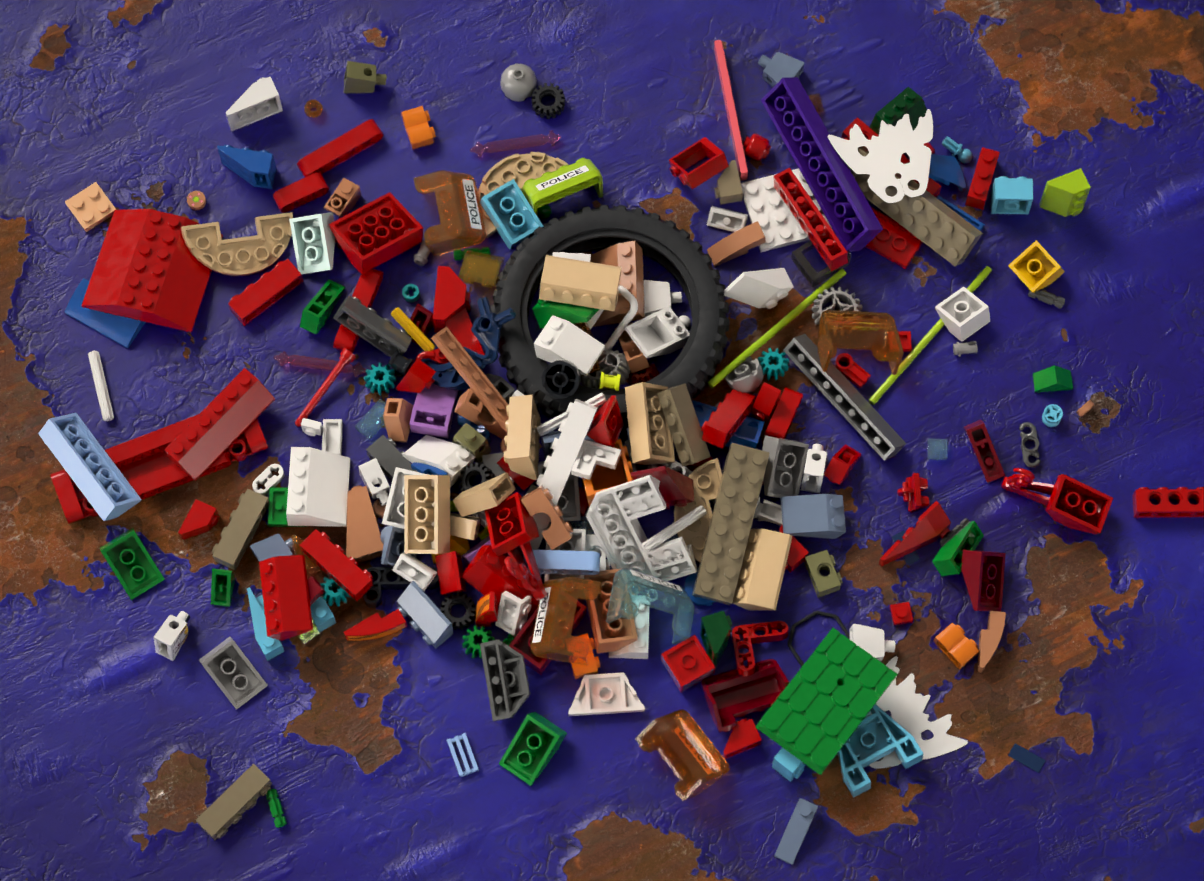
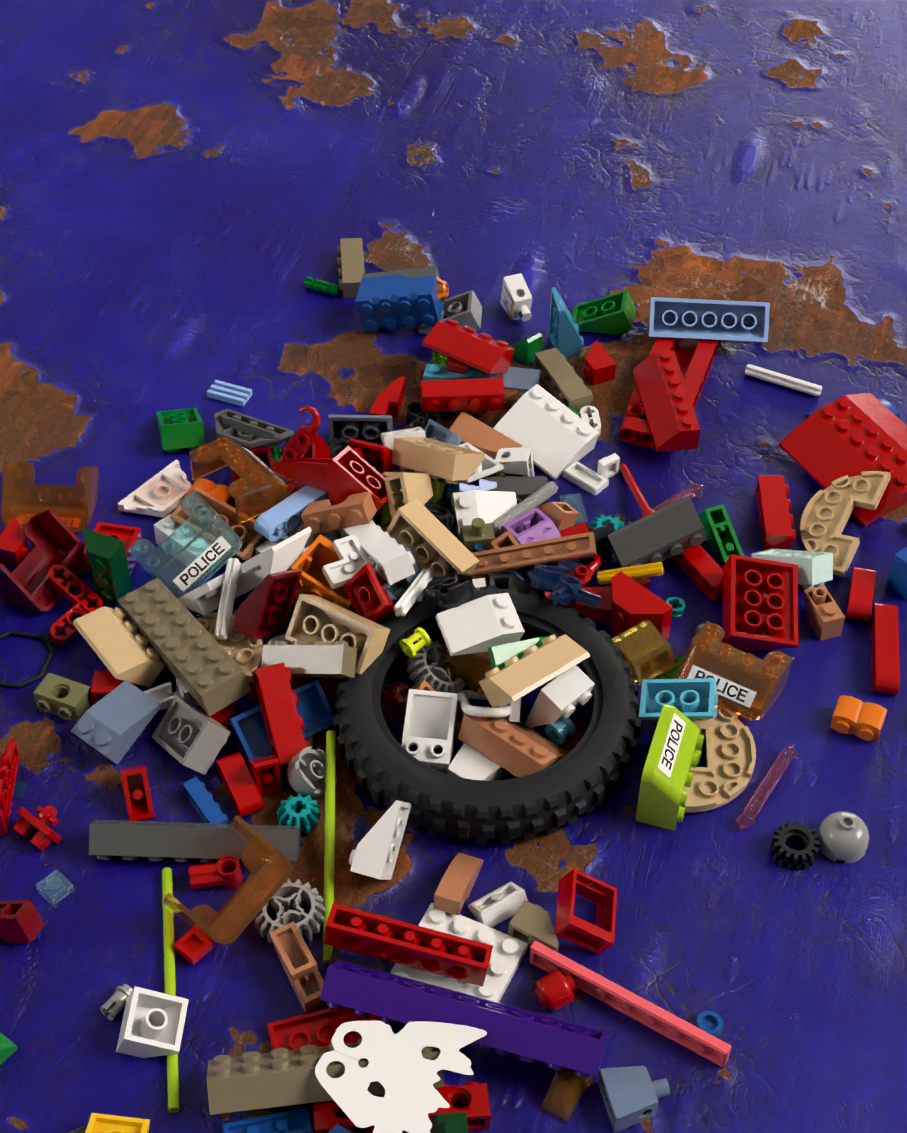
camera: 130 degrees right, 25 degrees down
(185, 567) = (562, 328): none -> dark azure slope
(259, 705) = (401, 298): none -> blue piece
(412, 435) = (525, 506): none -> light grey axle
(704, 68) = (710, 1023): none -> blue tile
(812, 426) = (203, 802): none -> blue piece
(814, 469) = (158, 757): white torso -> none
(864, 272) = (299, 966): none -> nougat slope

